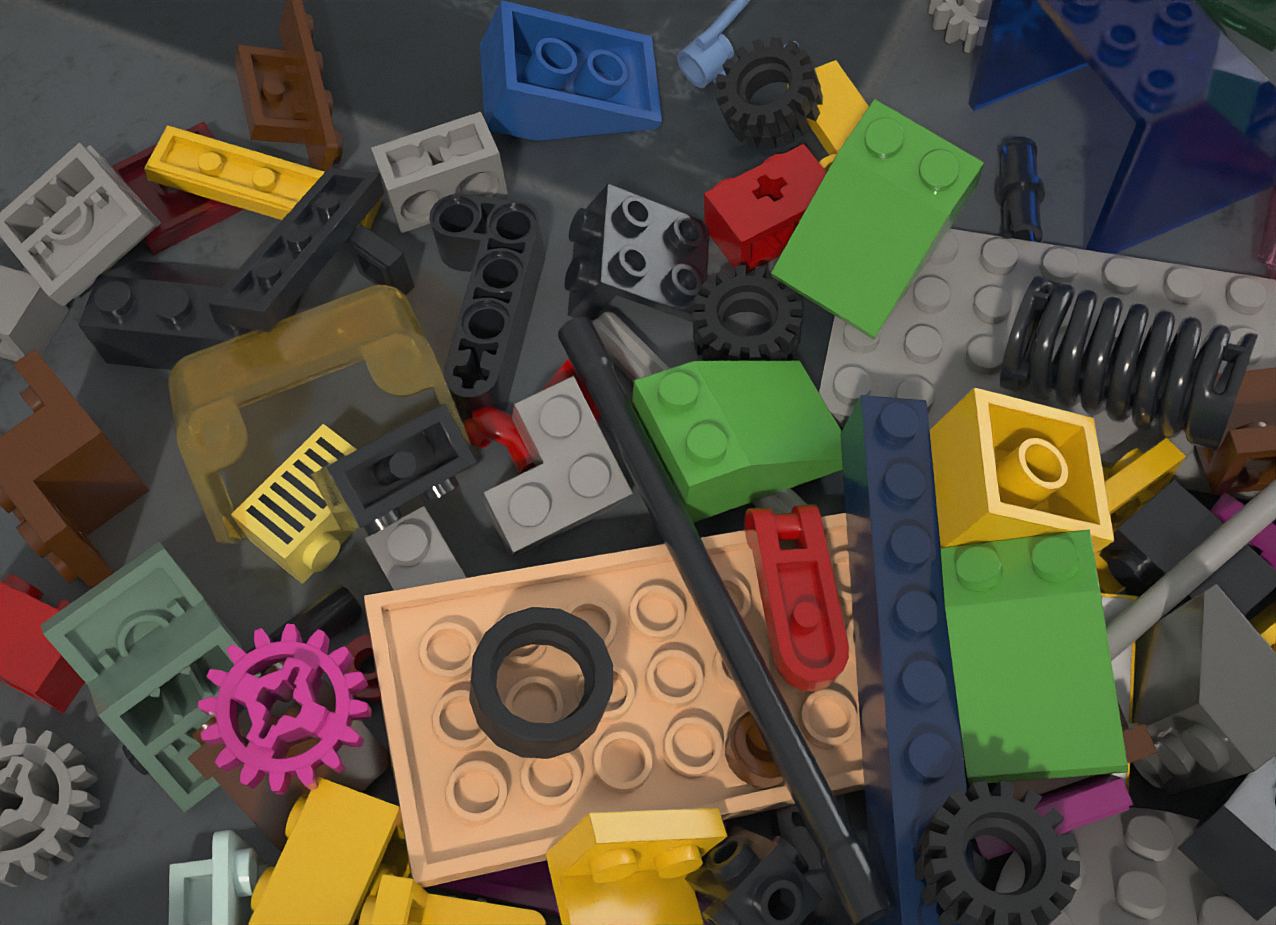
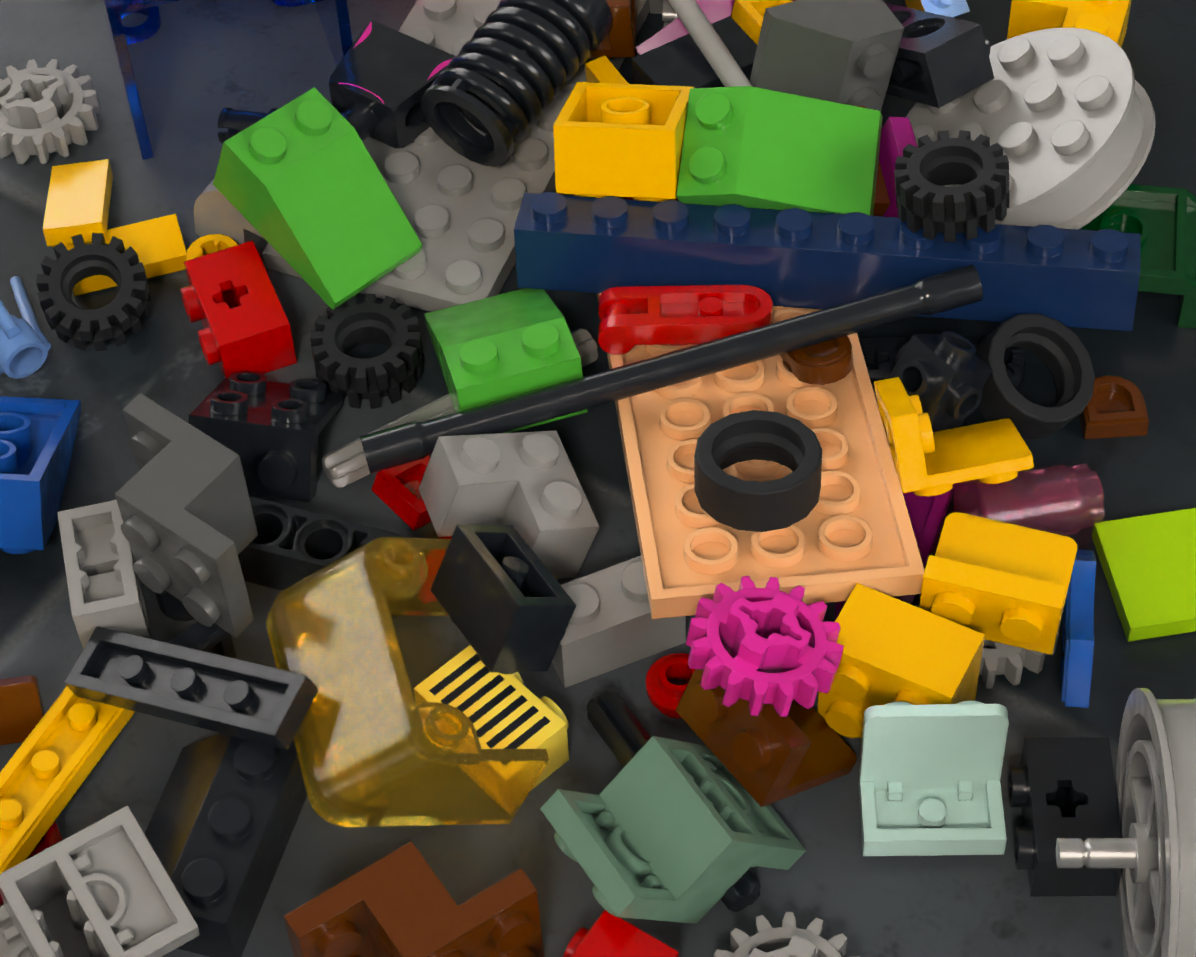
camera: 85 degrees left, 10 degrees down
(450, 189) = (187, 516): none -> dark grey bracket
(883, 60) = (77, 201): none -> yellow tile
(1078, 246) = (383, 83): none -> black torso

